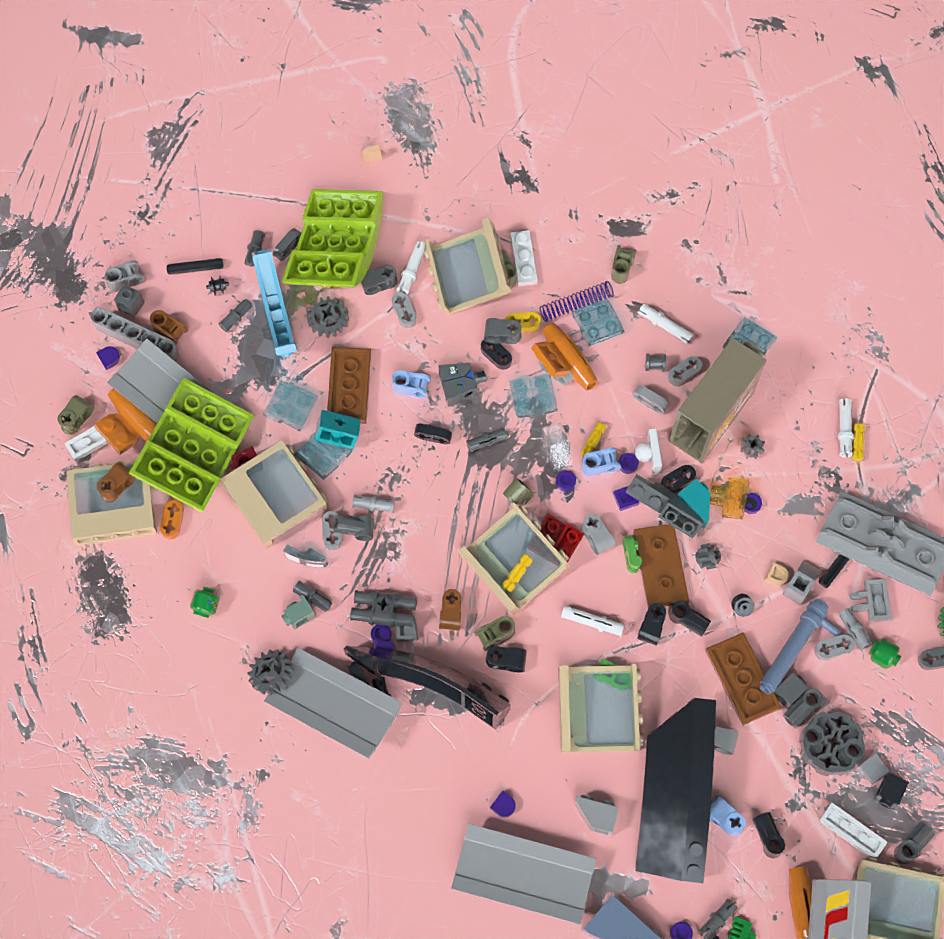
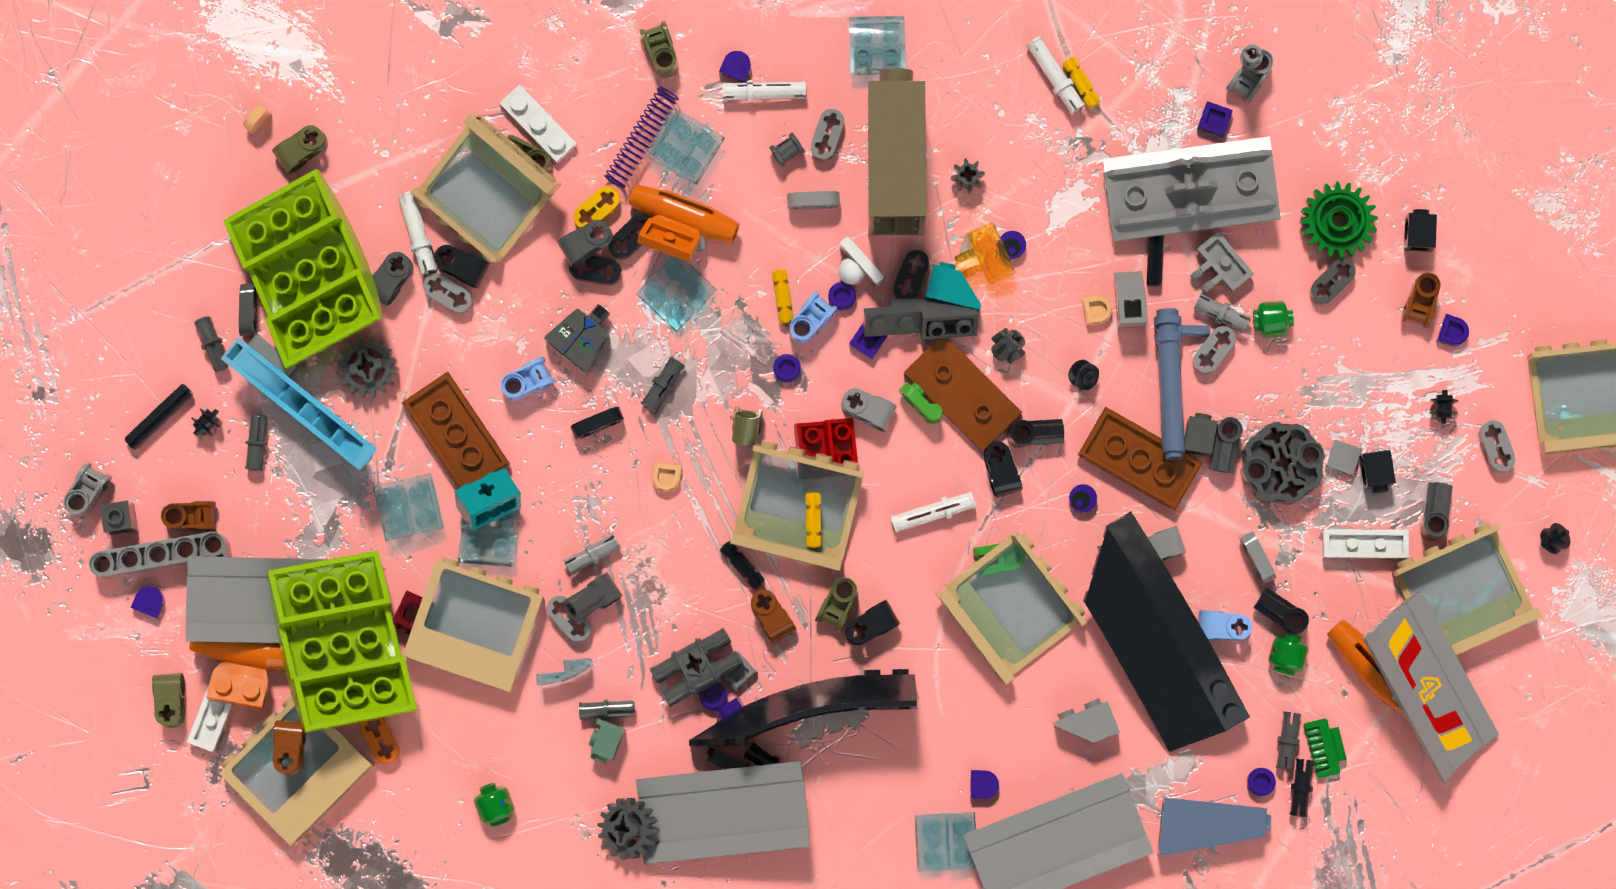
camera: 30 degrees left, 15 degrees up
(280, 270) = (270, 353): none -> light grey beam
(384, 182) = (298, 150): none -> olive piece
(422, 299) = (465, 267): none -> black piece
(449, 491) = (666, 476): none -> light nougat tile
(451, 821) = (941, 841): none -> clear light blue slope
(455, 571) = (742, 565): none -> black axle
(528, 353) = (625, 232): none -> black beam
(659, 300) = (736, 66): none -> dark purple tile
(690, 677) = (1082, 498): none -> dark purple tile
(755, 864) = (1288, 654): none -> green head
(776, 790) = (1257, 557): none -> light grey beam
(927, 516) = (1214, 119): none -> dark purple tile

